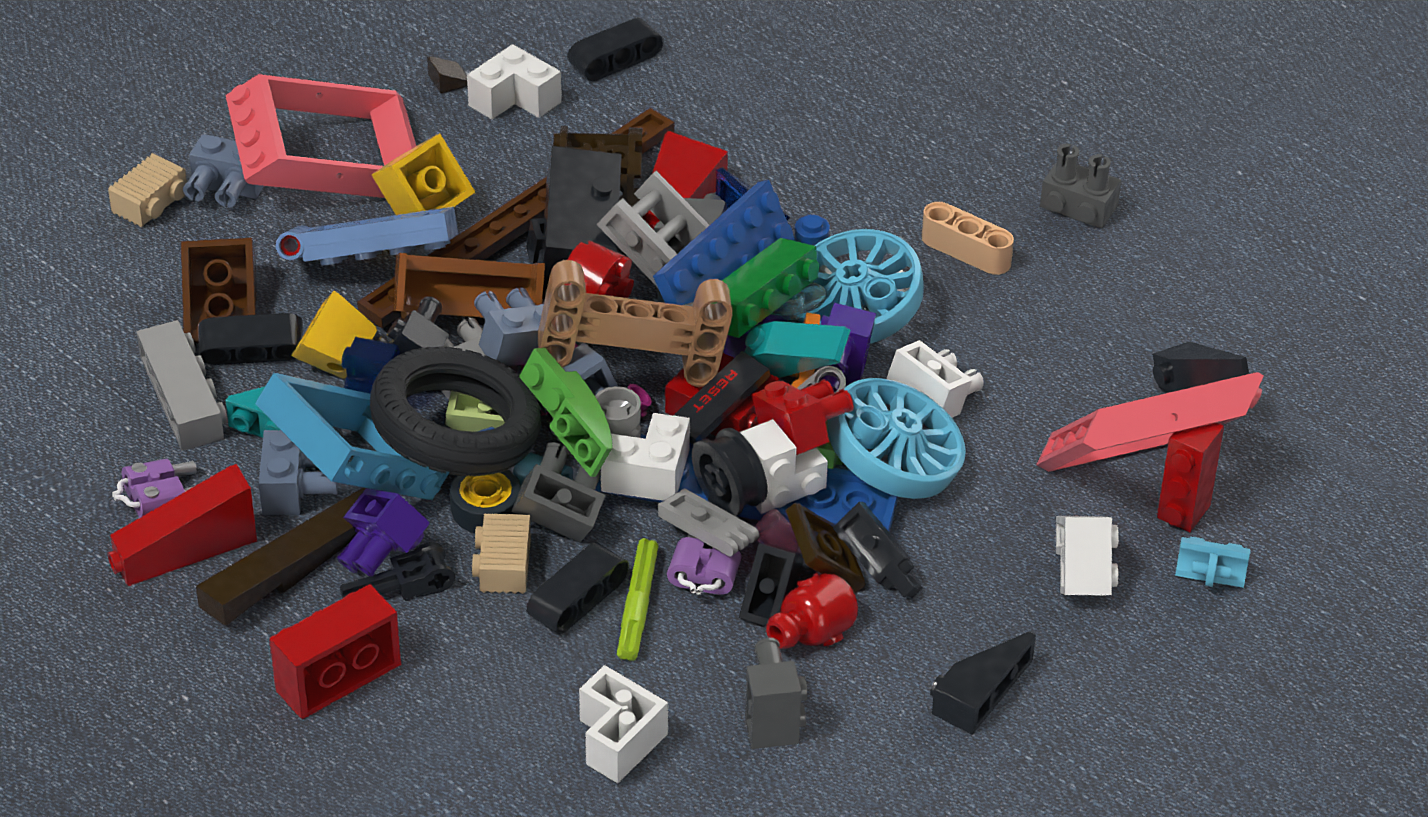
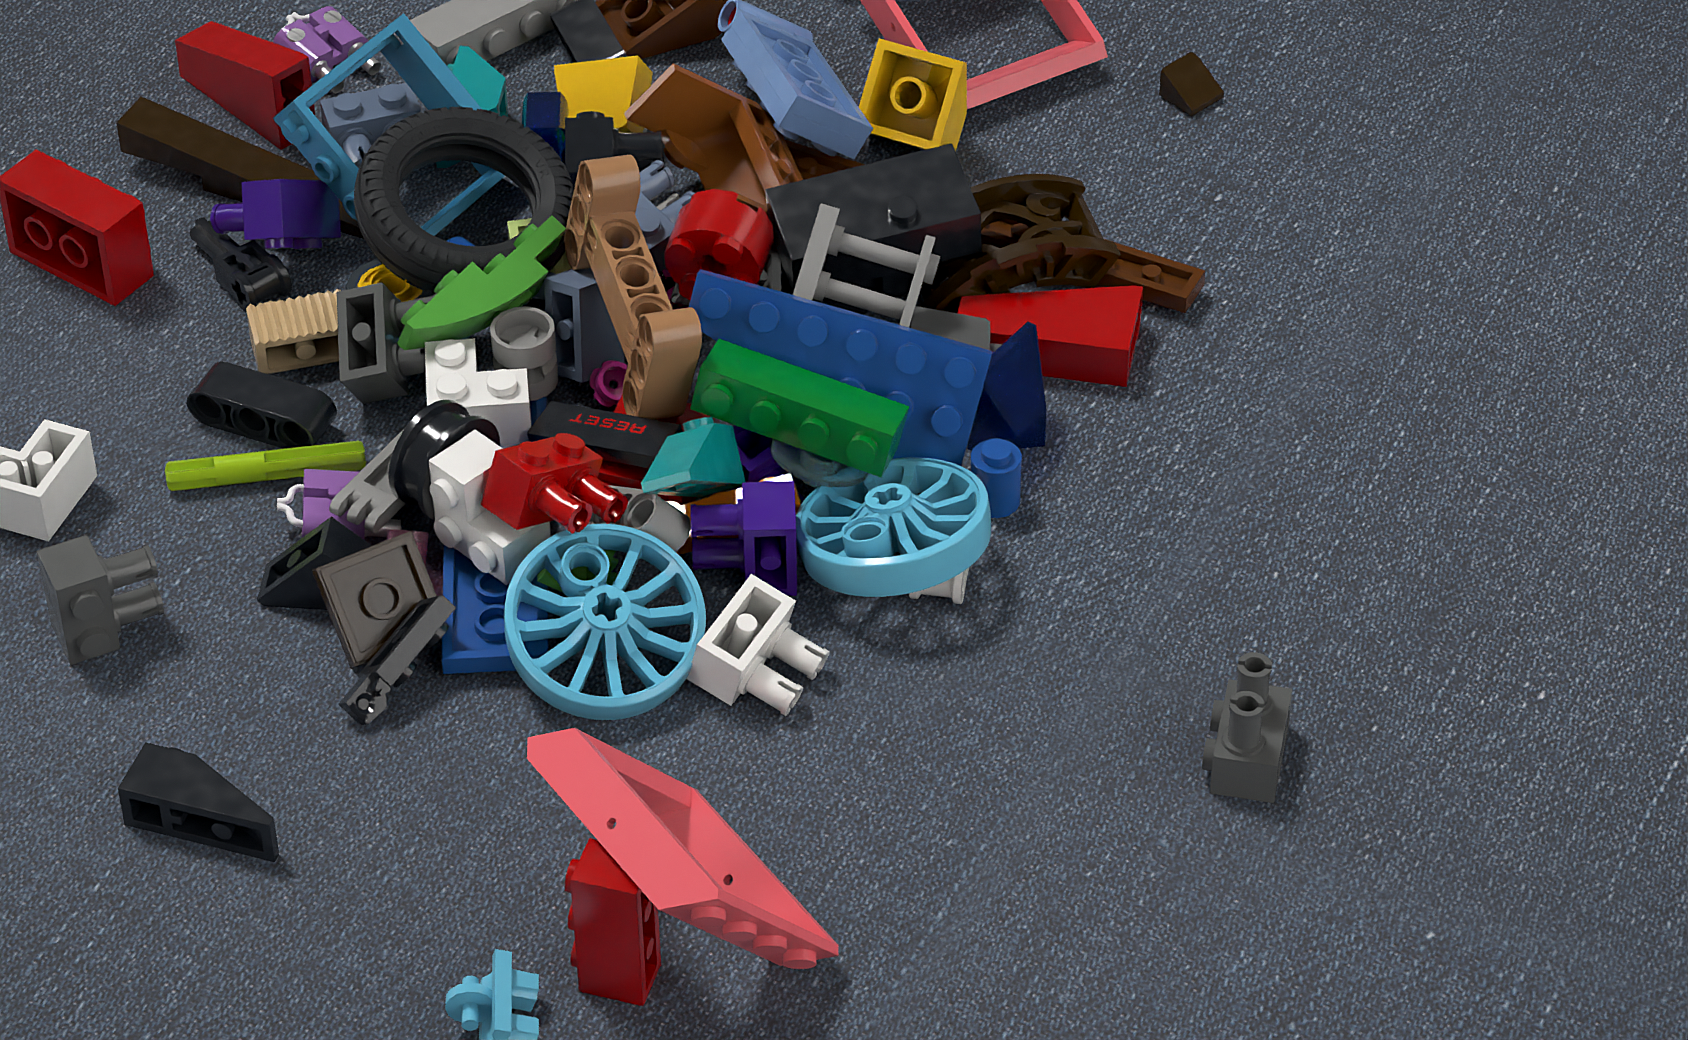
camera: 75 degrees right, 0 degrees up
(514, 79) = (1189, 136): white brick -> none
(615, 49) = (1322, 216): black beam -> none
(814, 612) = (268, 617): red piece -> none
(967, 238) = (1086, 636): light nougat beam -> none
(1086, 554) = (450, 844): white brick -> none
(1195, 365) = (876, 917): black slope -> none

